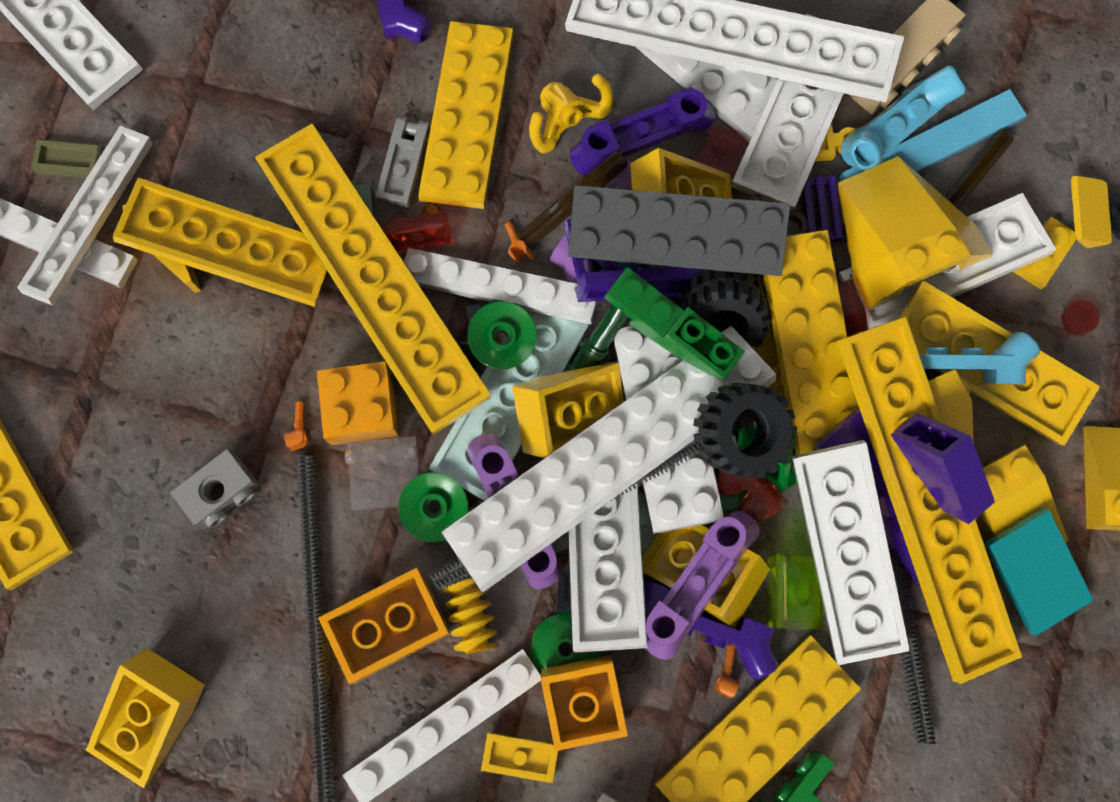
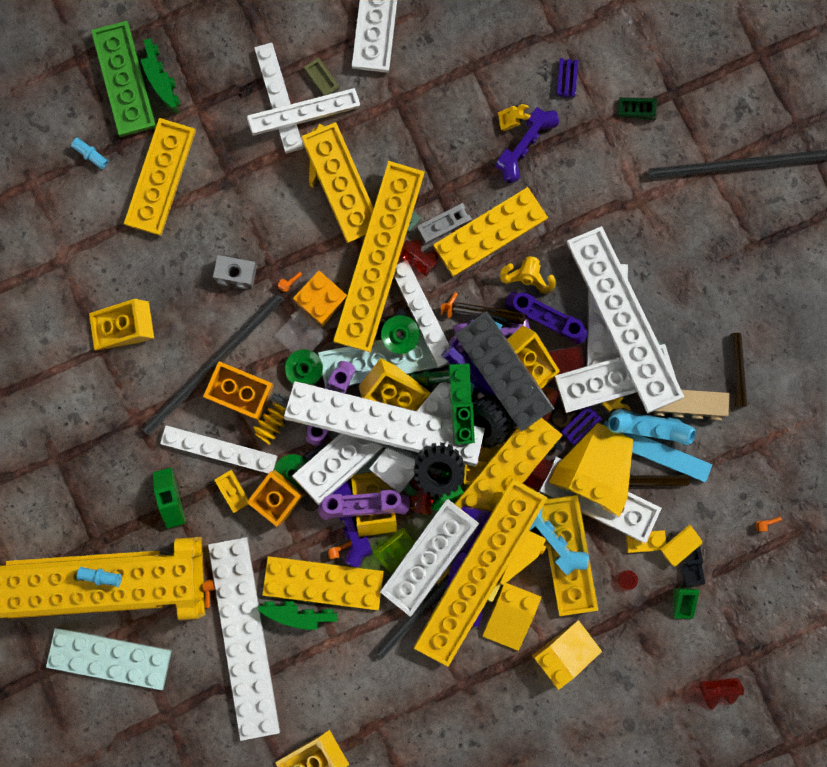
camera: 40 degrees right, 5 degrees up
(946, 466) = (495, 565): dark purple slope -> none
(1038, 571) = (492, 646): teal tile -> none

